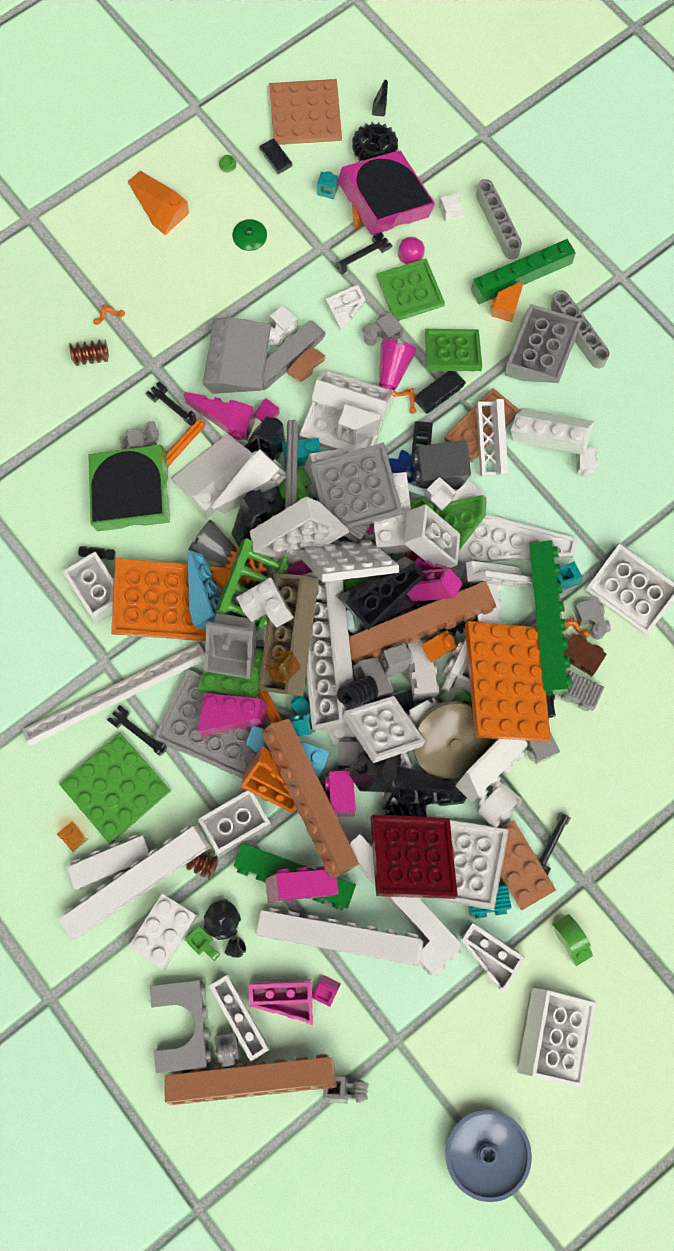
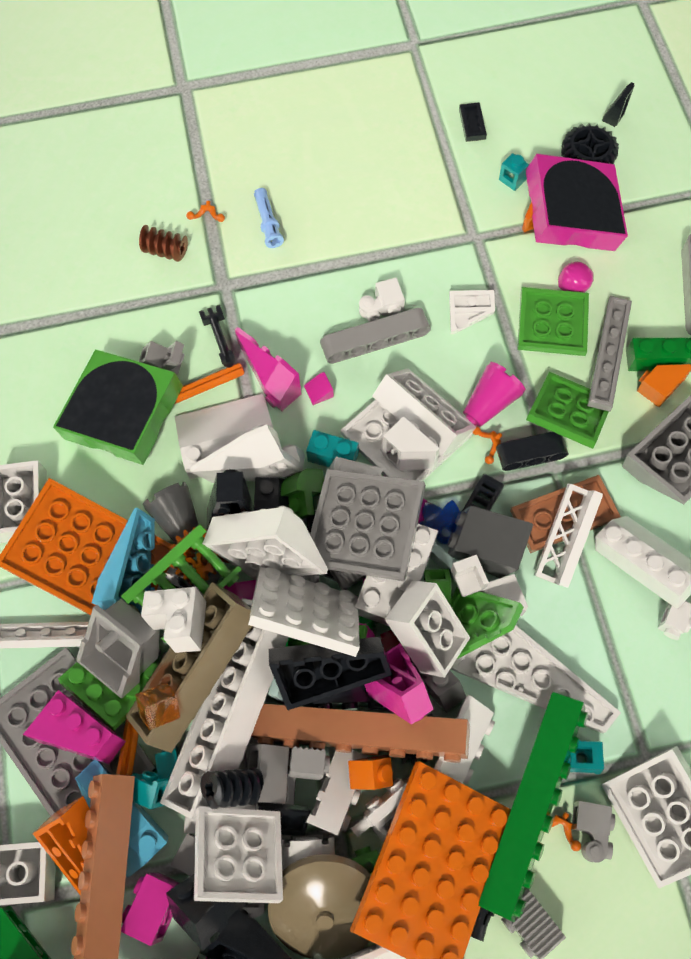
camera: 30 degrees right, 5 degrees down
(110, 554) = (48, 463): black axle -> none
(160, 202) = (323, 122): orange wedge -> none
(163, 303) = (269, 224): none -> light blue pin
(227, 163) = (416, 110): bright green plate -> none
(236, 355) = (315, 311): light grey slope -> none
(249, 241) = (402, 192): green dish -> none
(267, 437) = (298, 419): black wedge -> none
(291, 463) = (308, 458): light grey axle -> none
(304, 365) = (387, 354): nougat slope -> none
(305, 111) = (529, 90): nougat plate -> none
(378, 243) = (543, 256): black hinge -> none
(385, 327) = (502, 350): light grey brick -> none
(451, 207) = (646, 249): white panel -> none
(461, 296) = (609, 354): none -> light grey tile
(496, 574) = (489, 712): white fence -> none
(584, 654) = (559, 876): copper brick -> none

